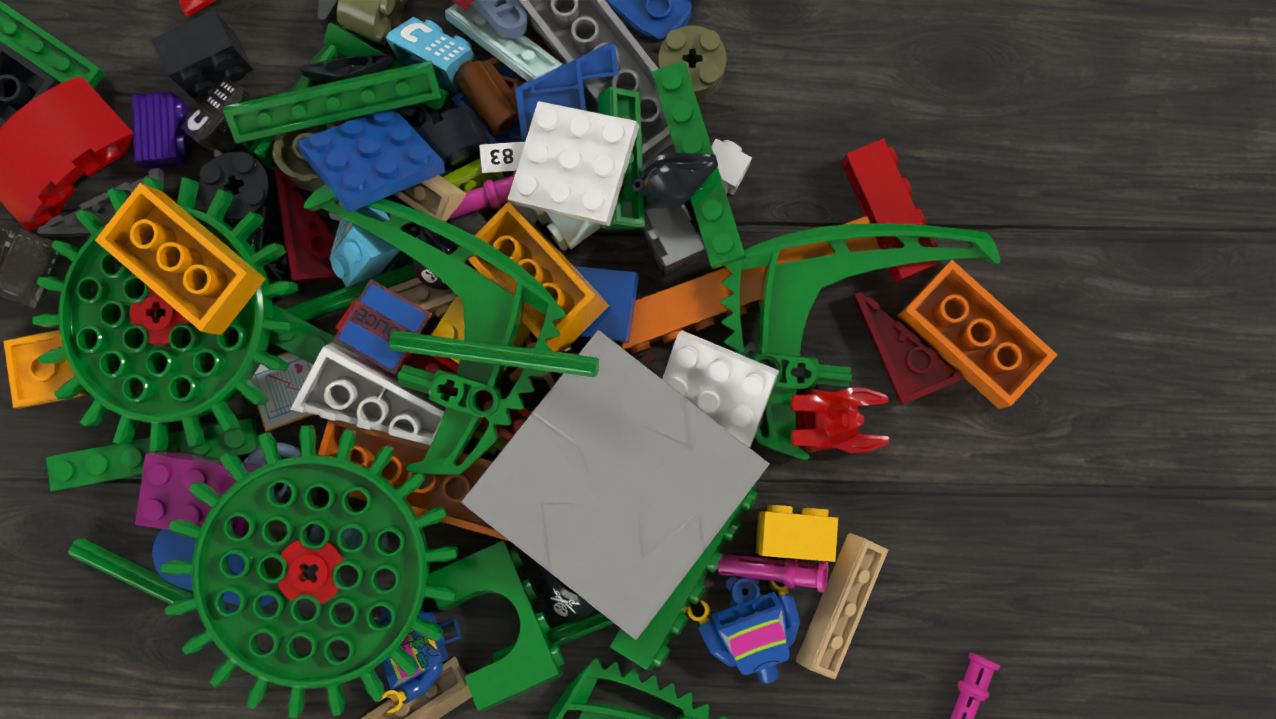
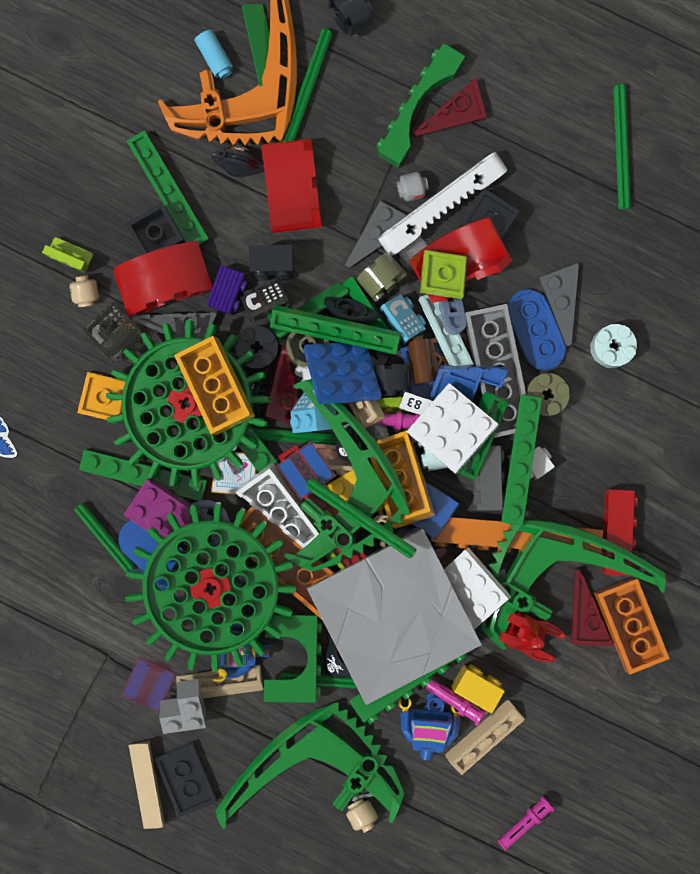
camera: 25 degrees right, 5 degrees up
(673, 178) = (504, 465): black hat -> none

